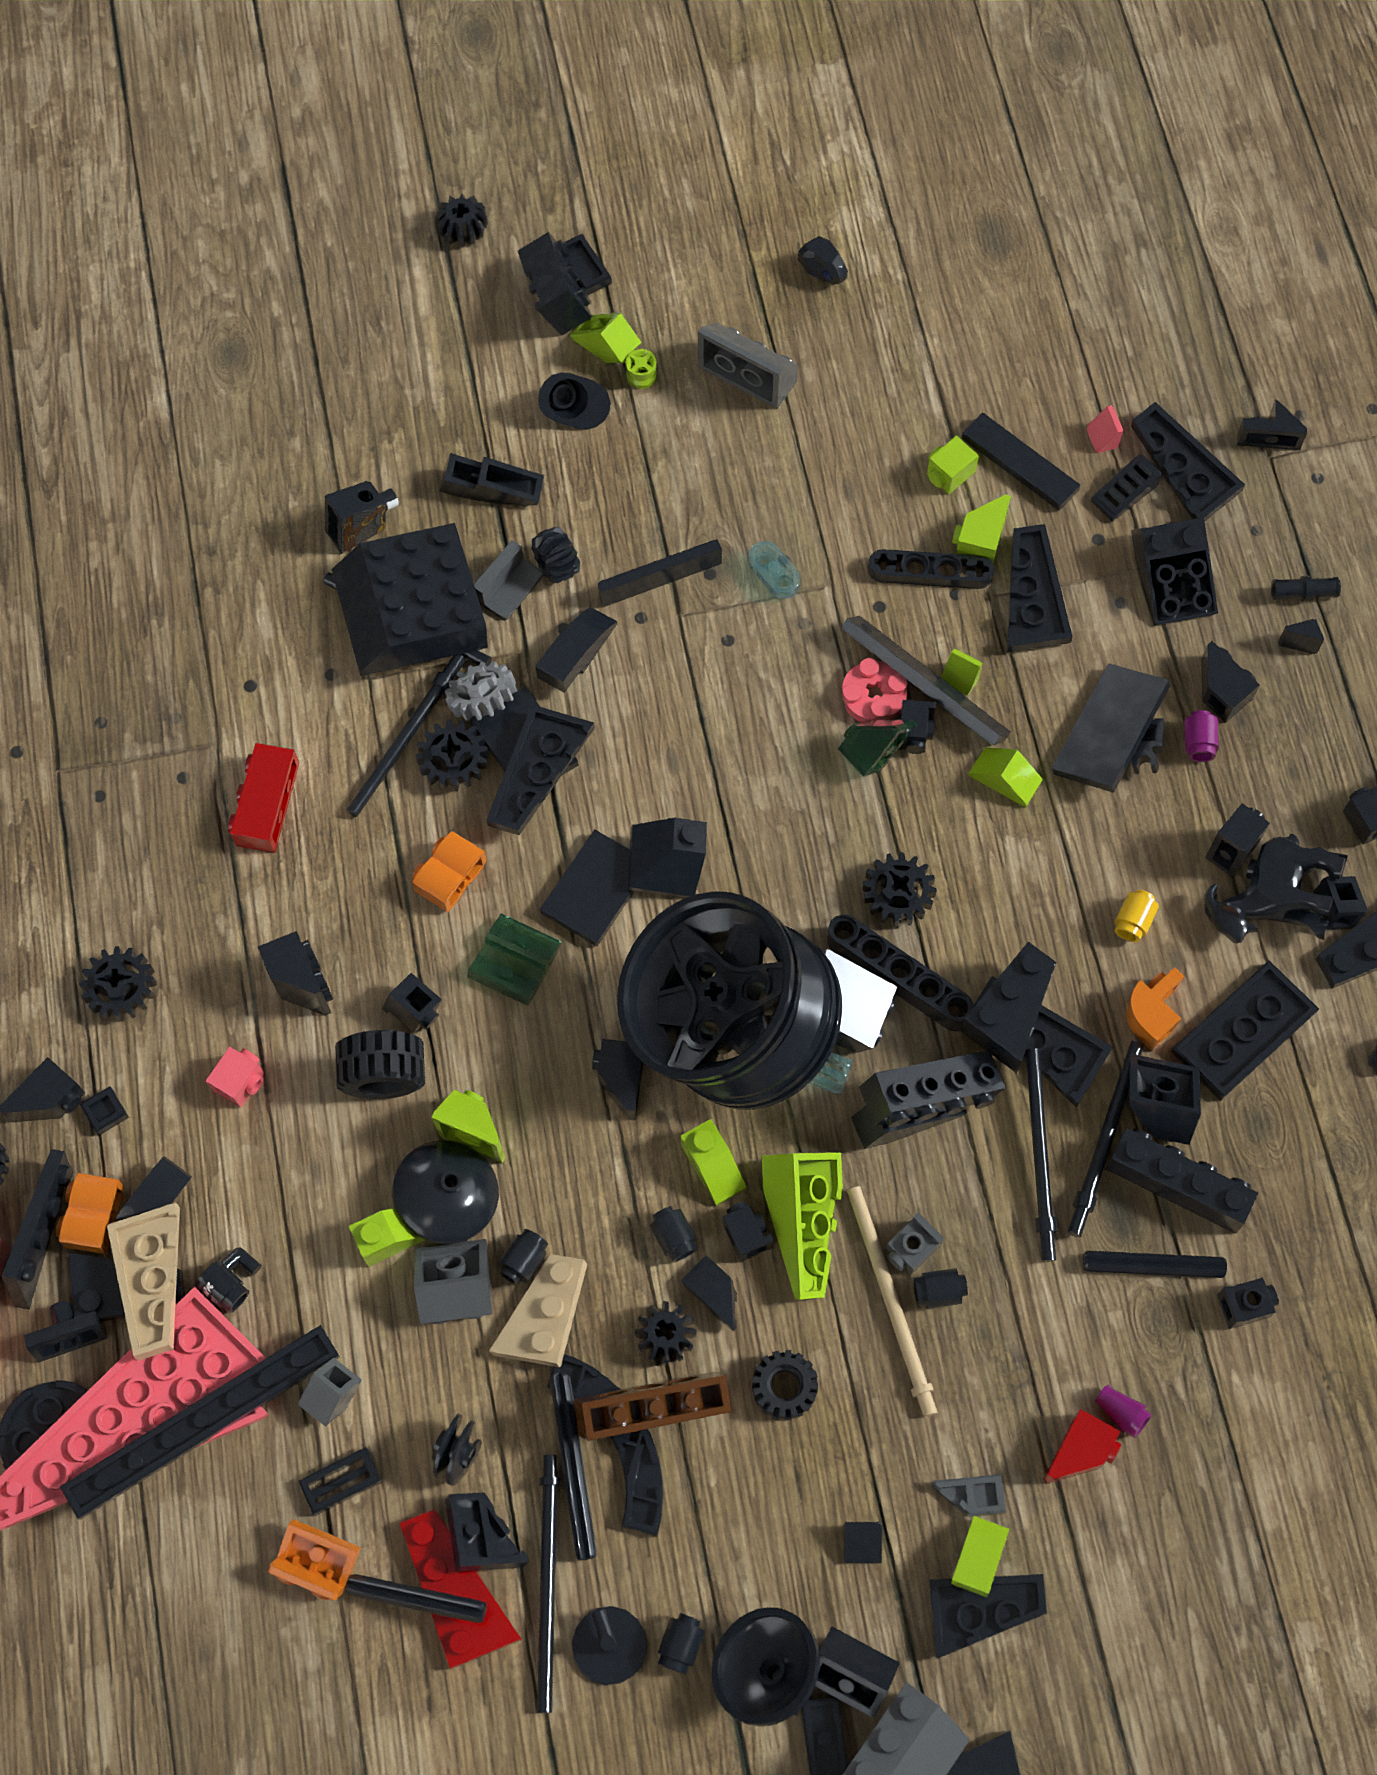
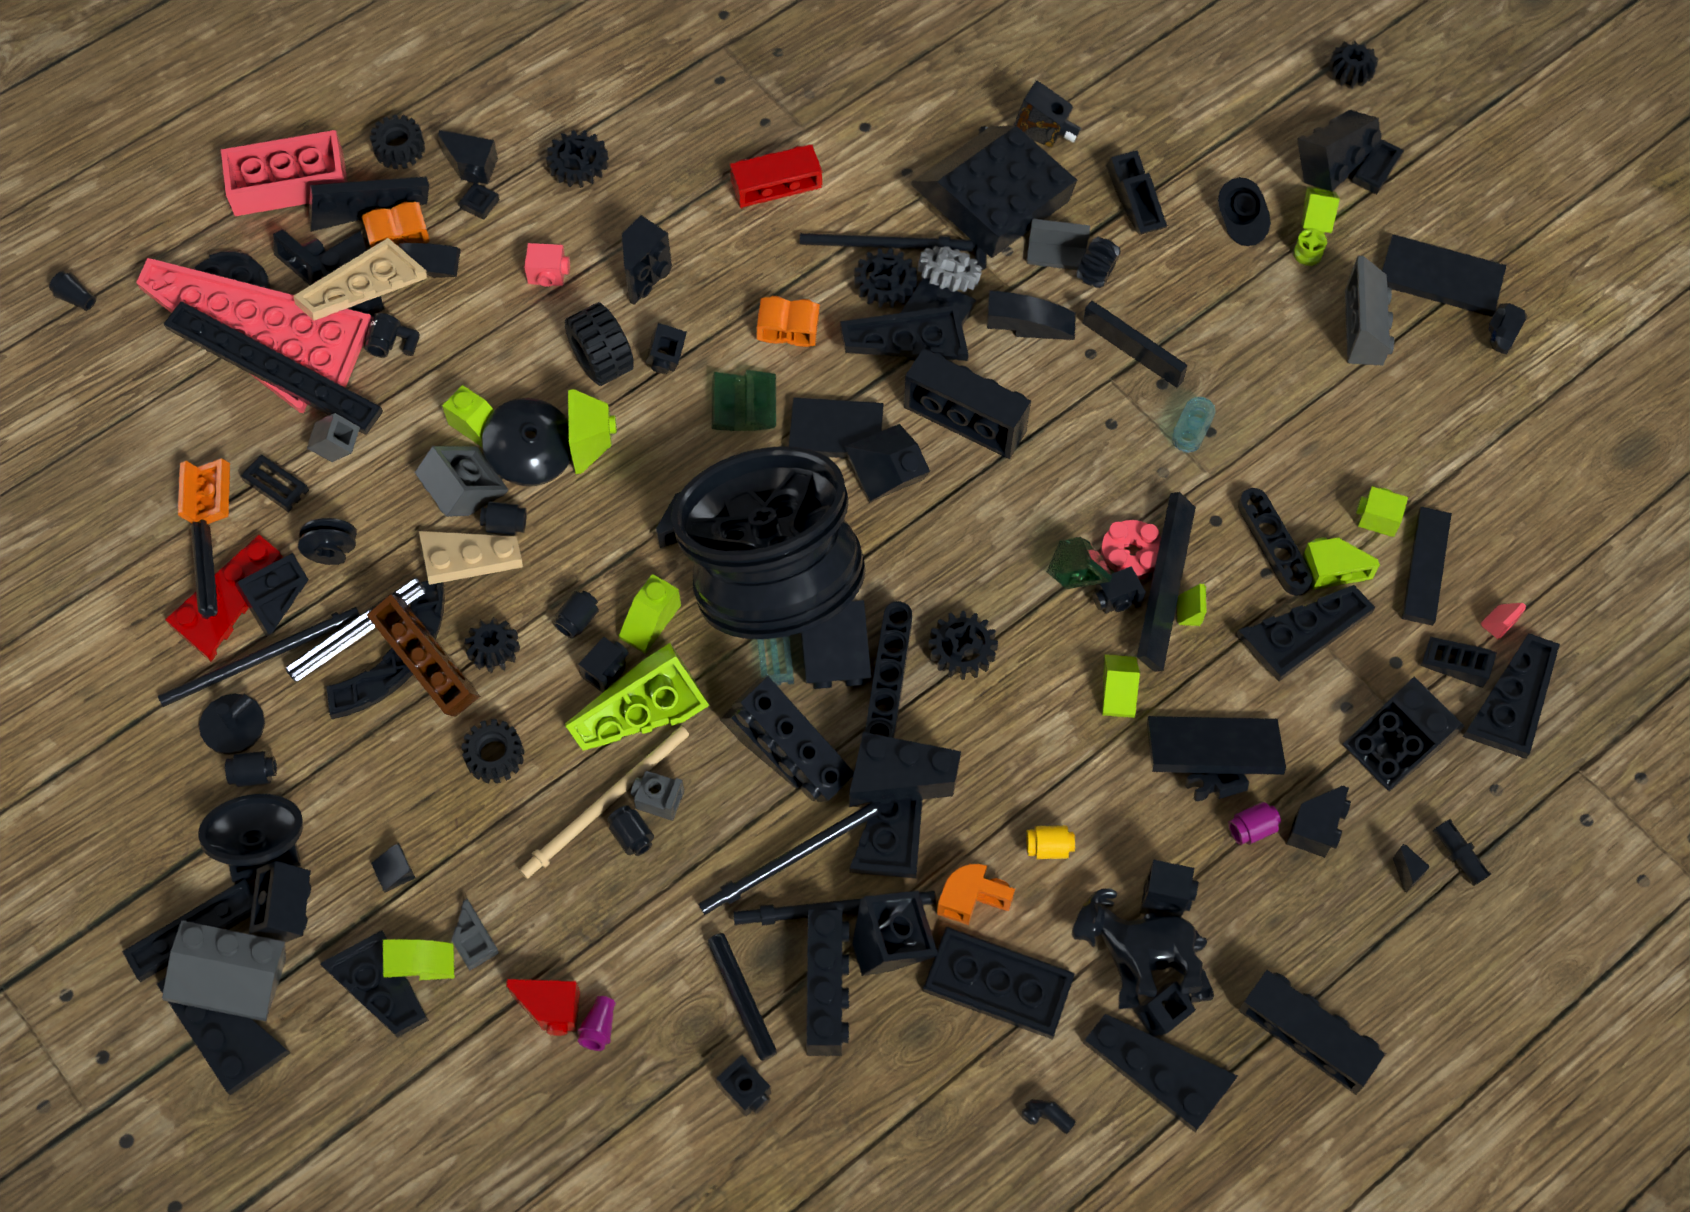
camera: 60 degrees right, 5 degrees down
(648, 751) = (966, 403): none -> black brick
(713, 1289) = (545, 665): black slope -> none
(734, 279) = (1443, 275): none -> black tile
(1278, 432) = (1605, 762): black slope -> none

